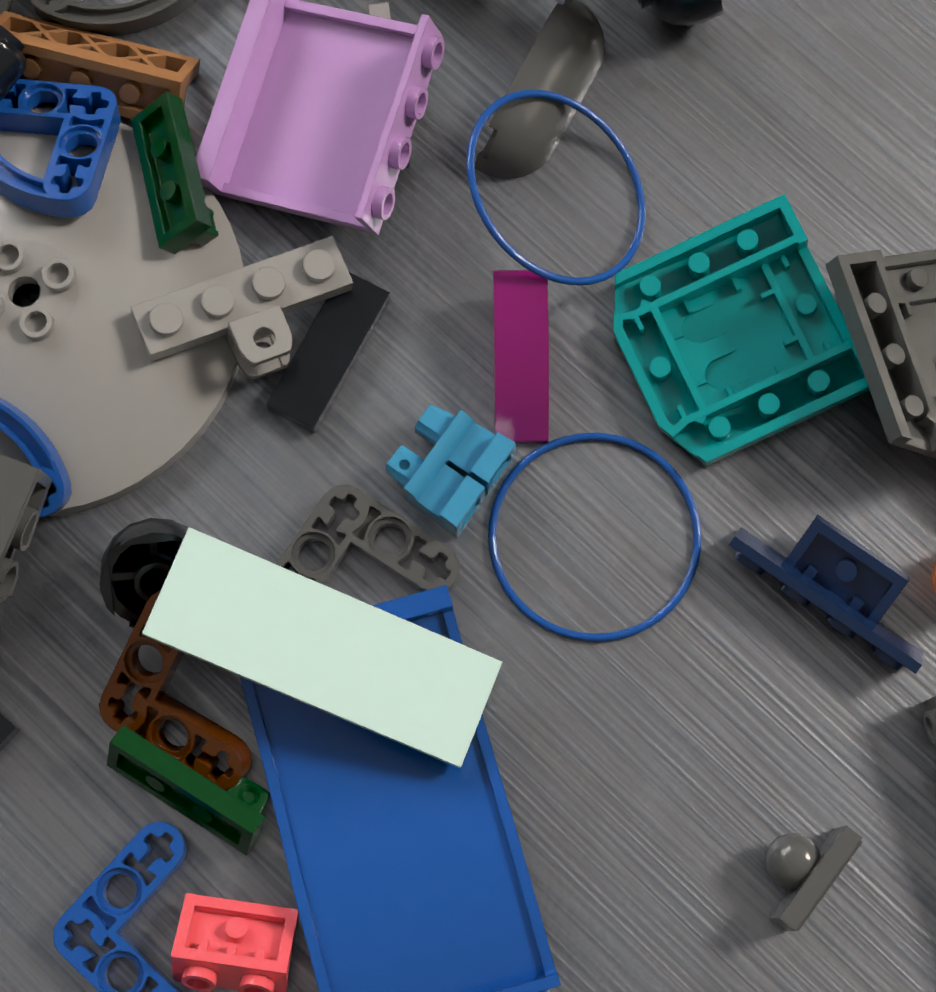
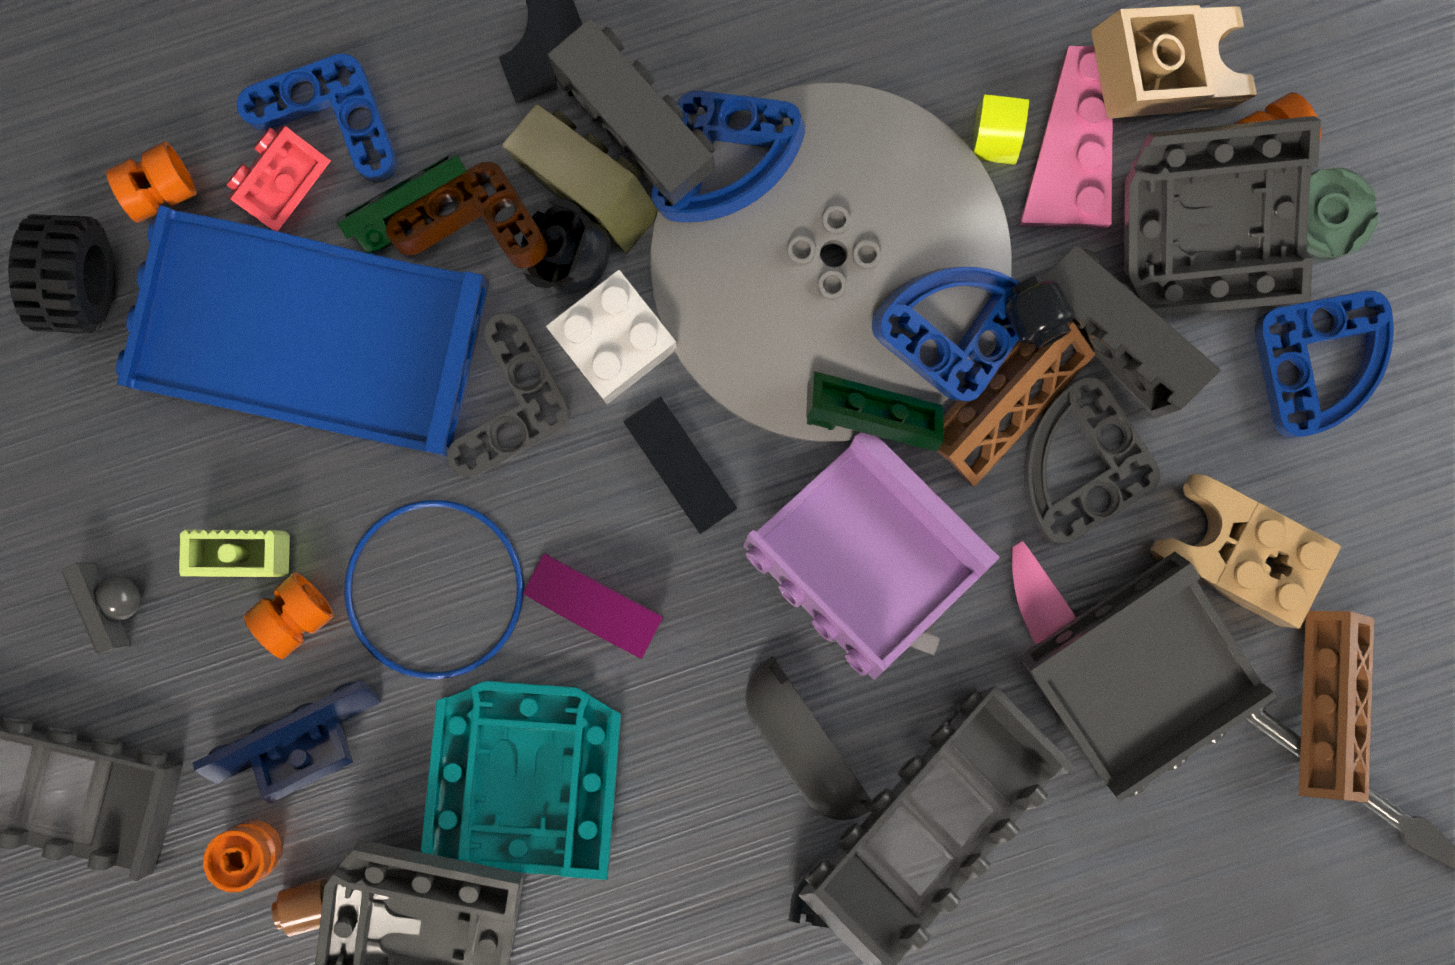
camera: 115 degrees right, 10 degrees up
(61, 607) = (583, 173): none -> olive wedge
(228, 479) = (612, 336): none -> white brick
(245, 307) = (738, 416): light grey plate -> none
(322, 648) = (437, 336): light aqua tile -> none
(456, 471) = (527, 489): dark azure hips -> none
(493, 230) = (726, 632): blue piece -> none
(673, 751) = (234, 553): none -> yellowish green brick
(726, 664) = (283, 620): none -> orange wheel

